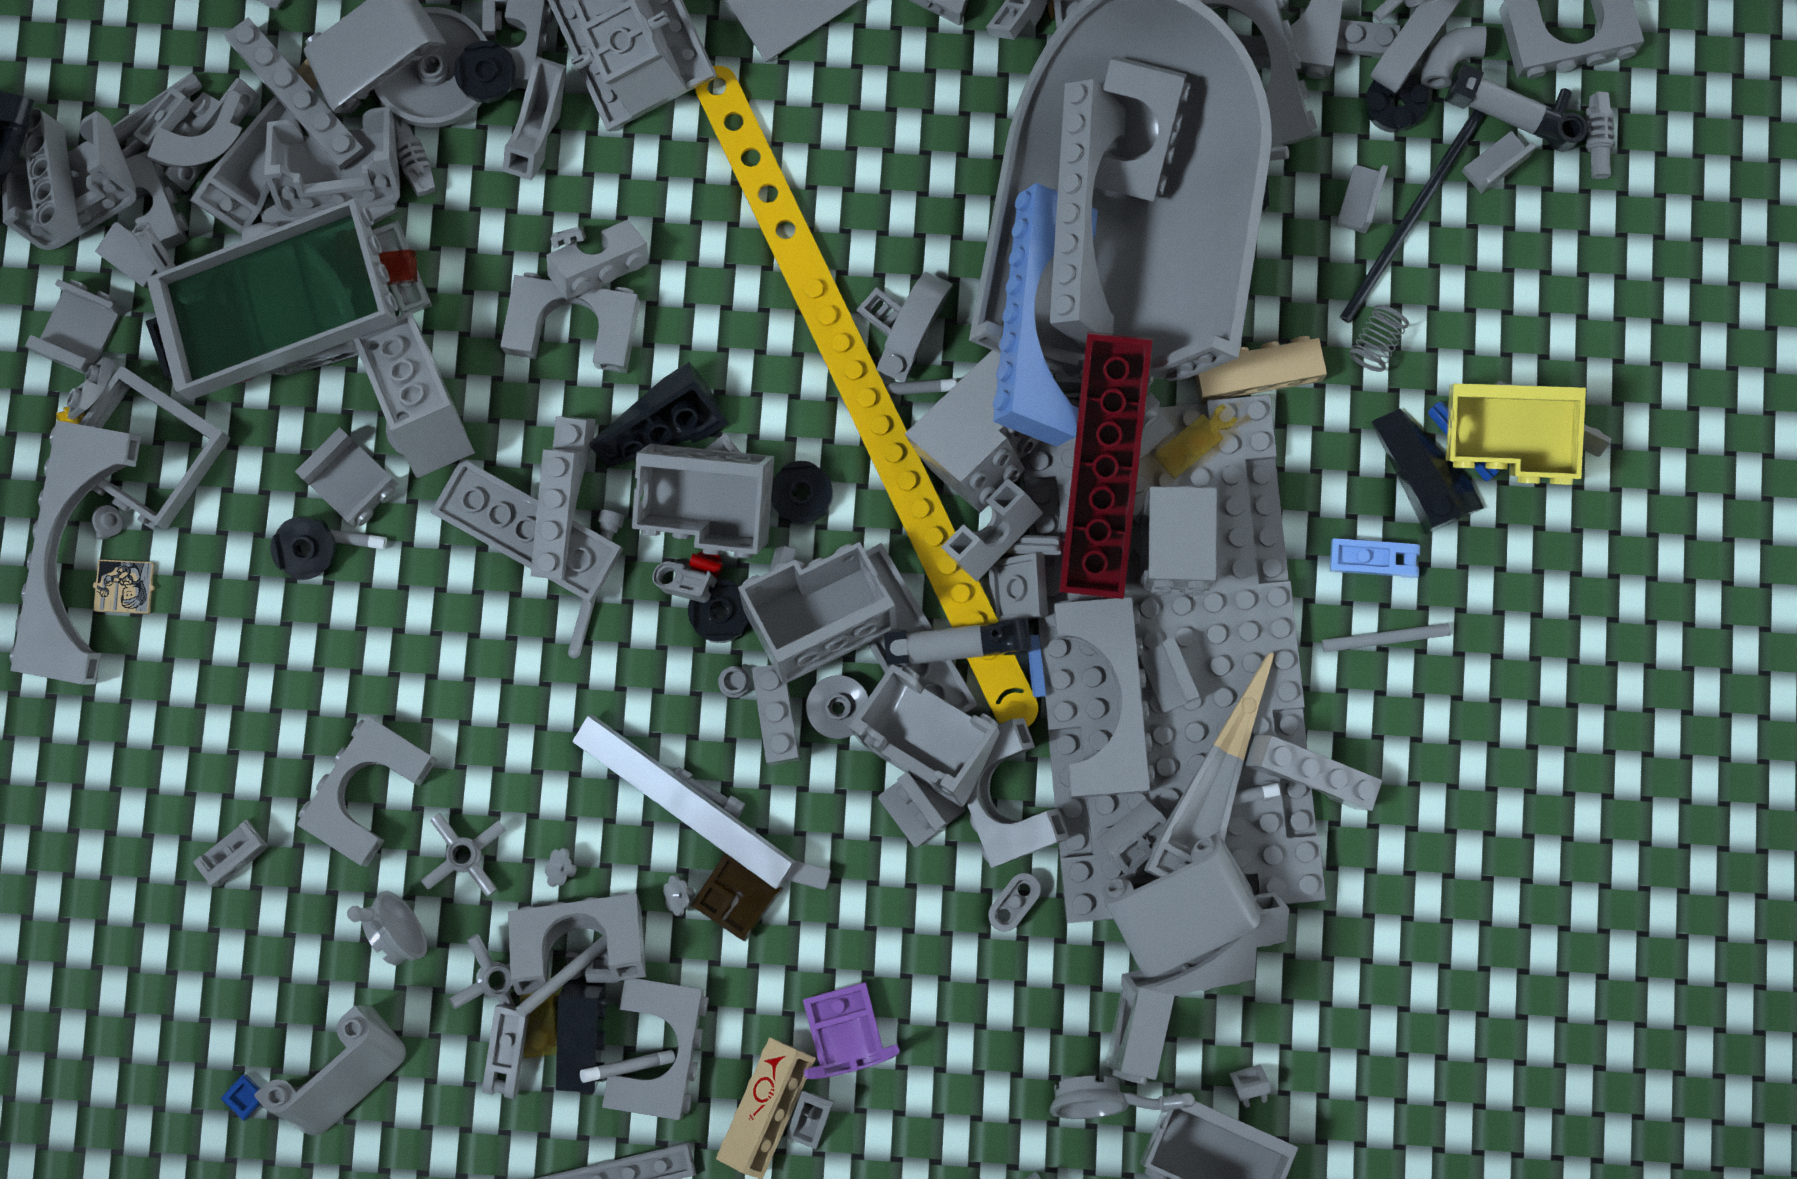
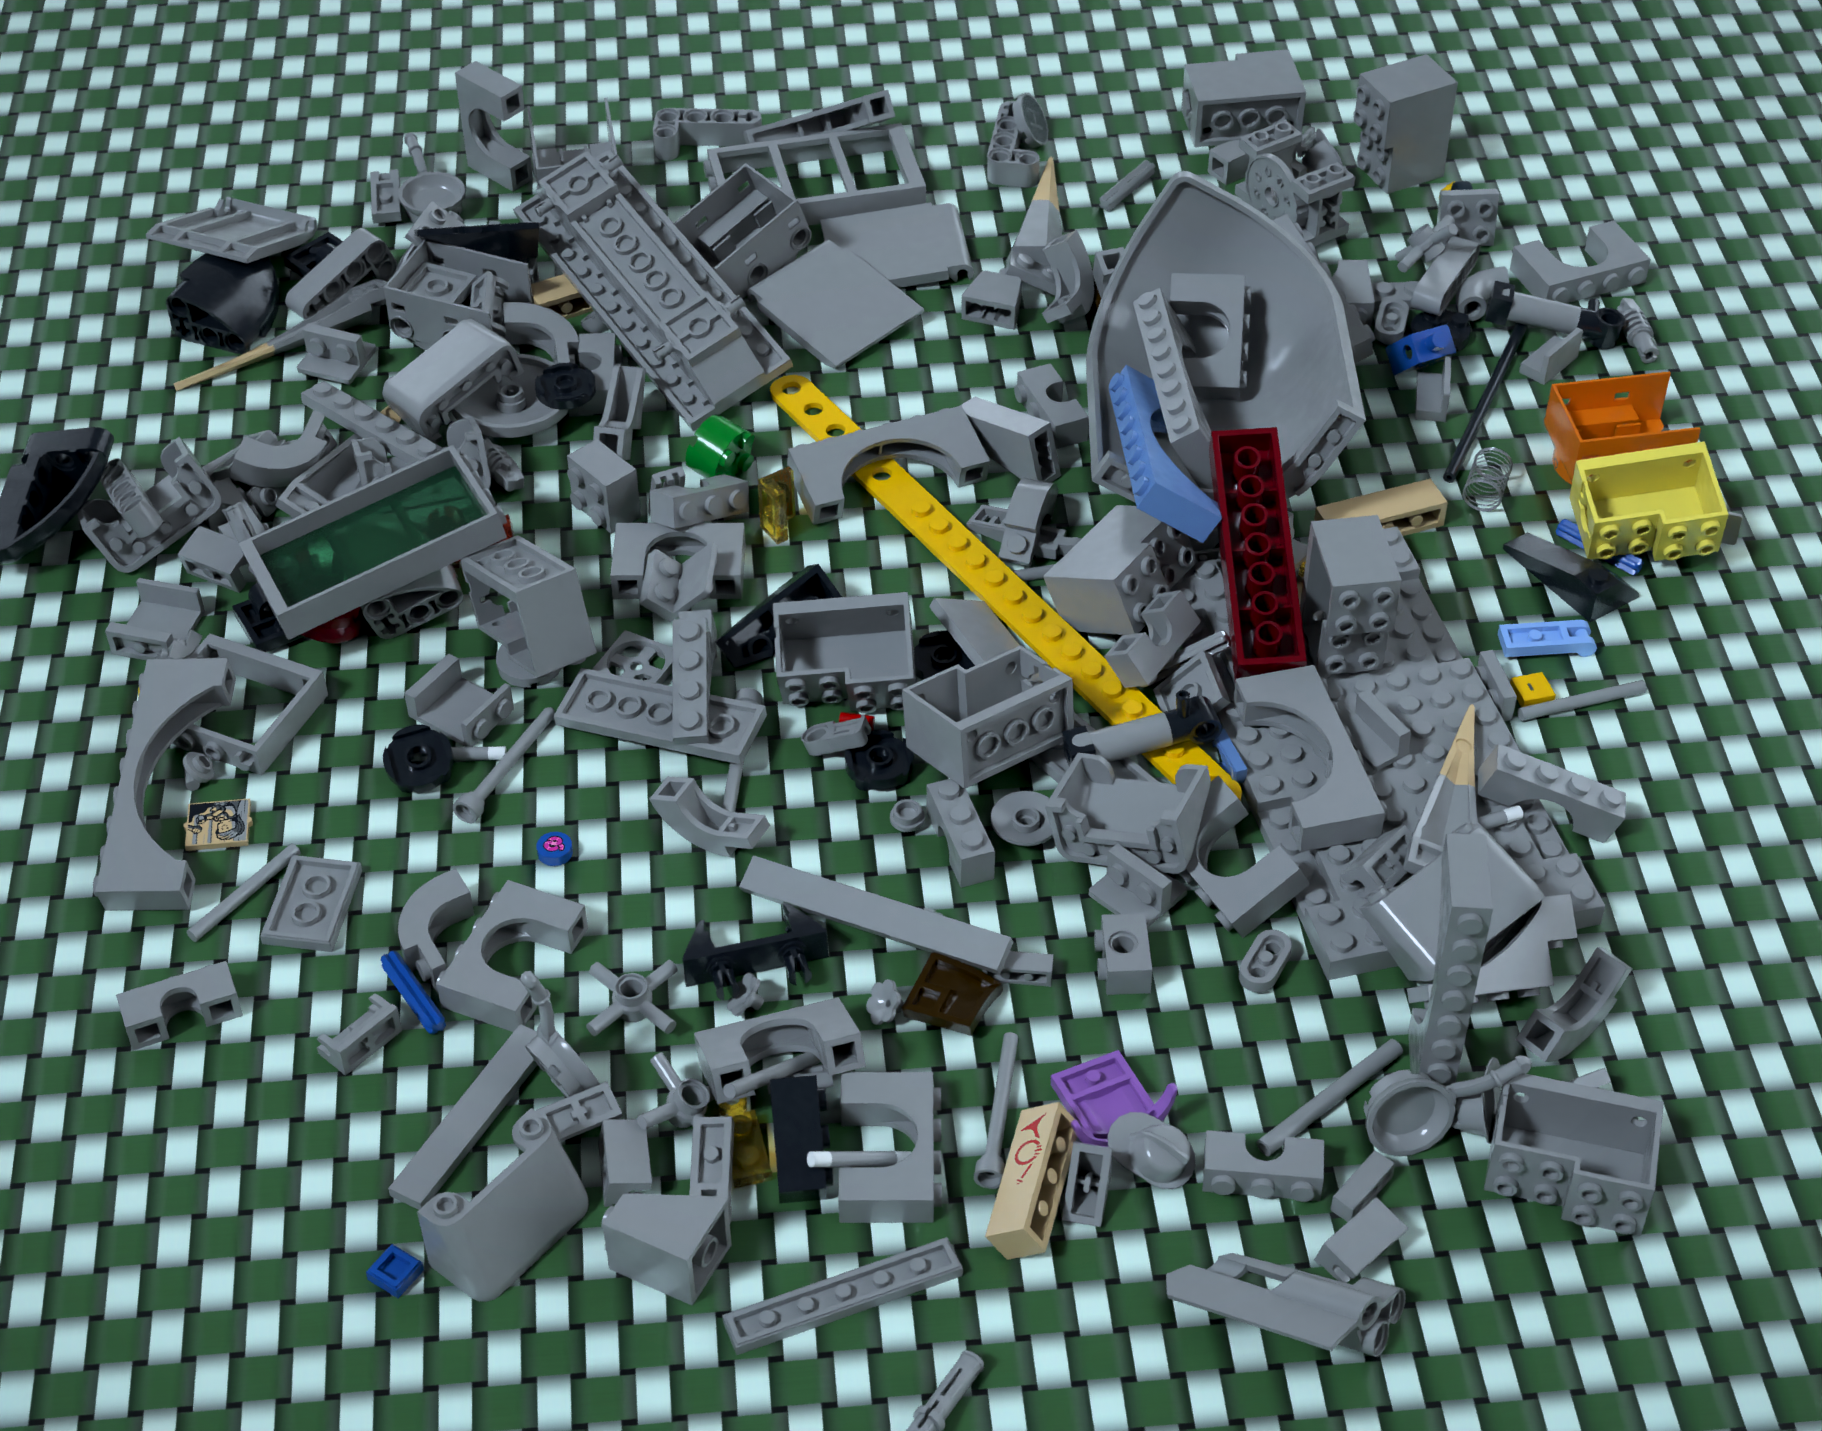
camera: 15 degrees left, 35 degrees down
(53, 803) = (151, 1007): none -> light grey arch
(142, 673) = (242, 893): none -> light grey bar
(200, 695) = (311, 903): none -> light grey tile
(279, 812) = (413, 992): none -> blue axle
(290, 742) = (426, 915): none -> light grey arch
(315, 955) = (466, 1121): none -> light grey tile
(348, 604) = (471, 804): none -> light grey piece
(403, 980) = (582, 1111): none -> light grey hinge
(416, 667) = (554, 848): none -> blue tile
(437, 1027) = (623, 1159): none -> light grey hinge
(457, 1126) = (667, 1240): none -> light grey slope
(506, 464) = (649, 650): none -> light grey piece
(510, 225) = (603, 485): none -> light grey brick
(543, 829) = (802, 943): none -> black hose
(553, 666) = (702, 821): none -> light grey arch
(564, 362) = (677, 586): none -> light grey bracket
(628, 185) = (720, 448): none -> green brick
(670, 266) = (777, 503): none -> clear yellow panel
(737, 1080) = (990, 1166): none -> light grey piece
(844, 486) = (975, 629): none -> light grey tile
(847, 199) = (935, 438): none -> light grey arch
(871, 1087) = (1152, 1150): none -> light grey piece
(904, 860) = (1125, 954): none -> light grey brick
(916, 207) = (1015, 439): none -> light grey slope
(933, 355) = (1053, 542): none -> light grey plate
(963, 134) = (1041, 394): none -> light grey arch
(986, 1132) = (1293, 1175): none -> light grey arch
(1035, 1053) = (1329, 1097): none -> light grey piece
(1037, 1150) = (1362, 1186): none -> light grey piece
(1155, 1089) = (1477, 1112): none -> light grey piece
(1261, 1012) = (1567, 1023): none -> light grey arch
(1307, 626) = (1496, 684): none -> light grey plate
(1343, 618) = (1532, 689): none -> yellow tile
(1347, 83) = (1391, 321): none -> light grey plate
(1363, 144) = (1427, 349): none -> blue torso
(1539, 291) = (1604, 425): none -> orange piece

